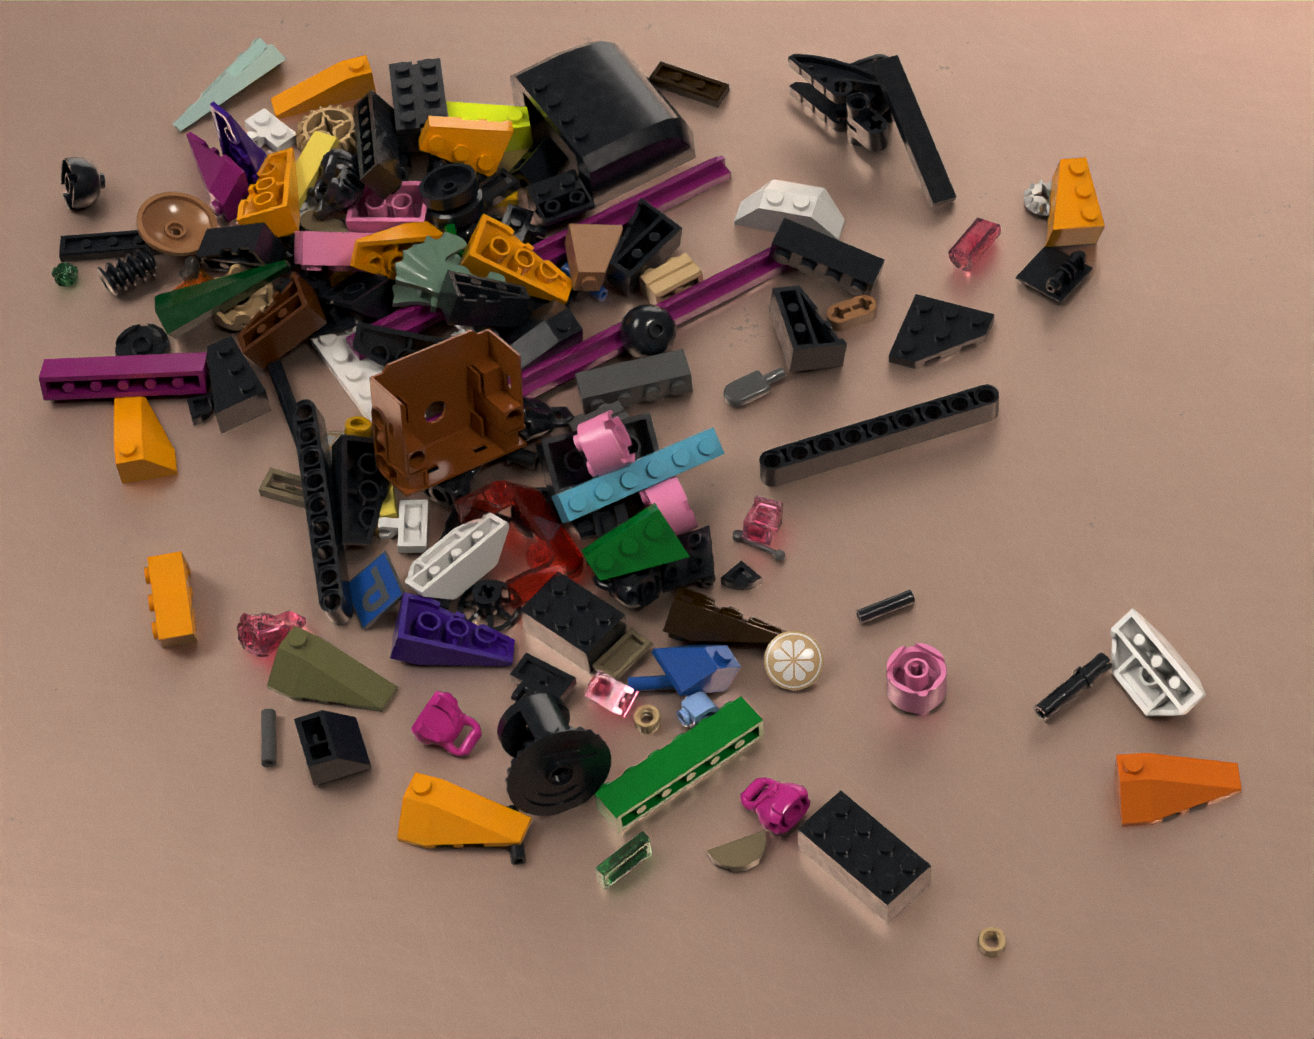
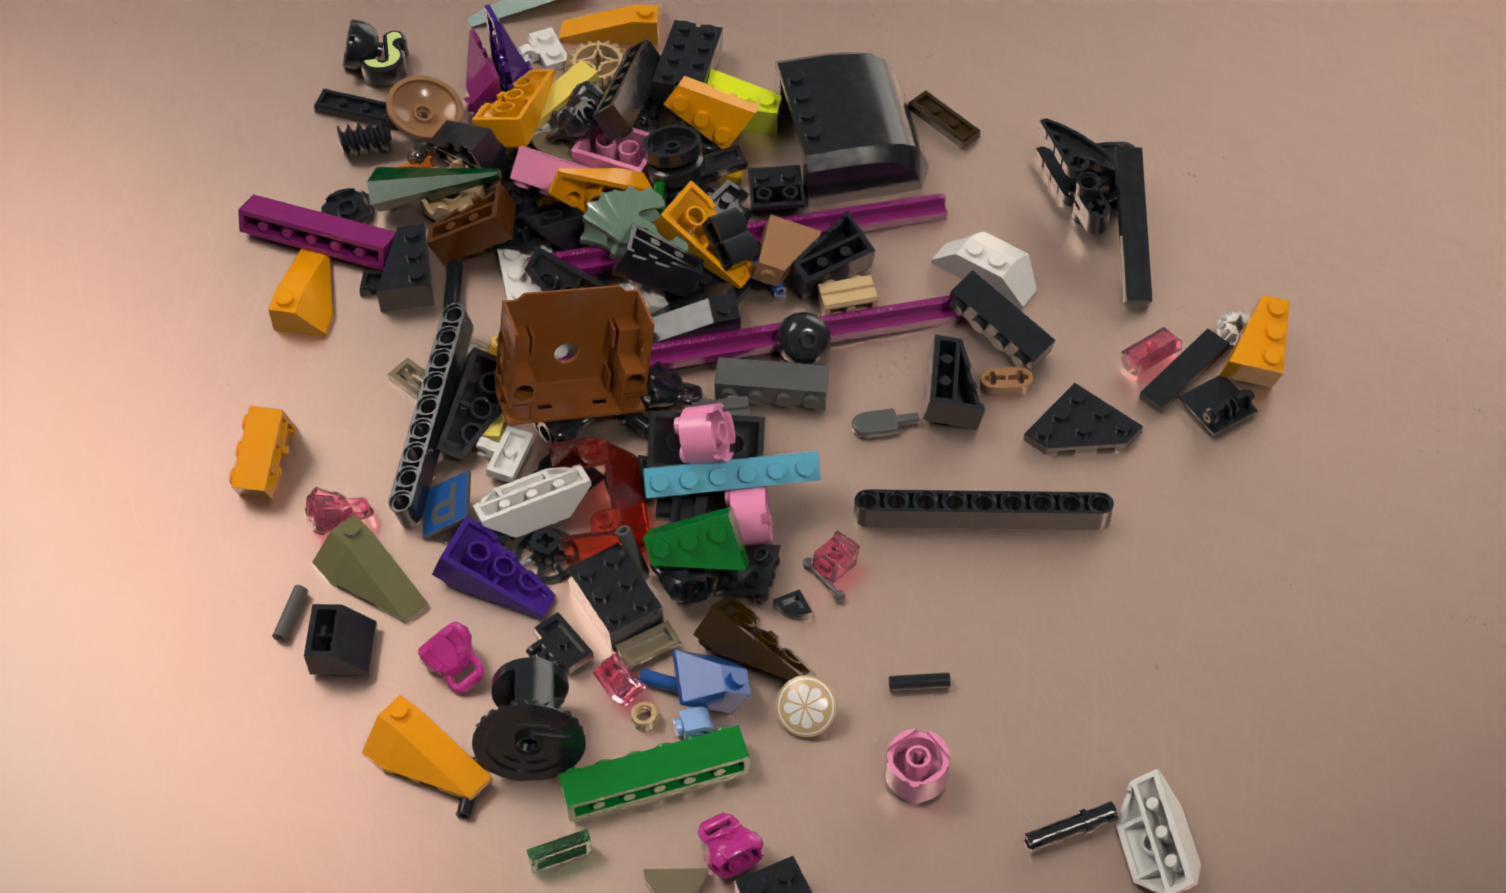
camera: 15 degrees right, 0 degrees up
(65, 274) = (311, 123): clear green plate -> none
(122, 190) = (393, 68): none -> black animal
(539, 162) = (775, 150): black panel -> none
(542, 258) = (731, 238): none -> black brick
(571, 570) = (631, 549): none -> dark grey piece
(1011, 252) = (1184, 370): none -> black tile

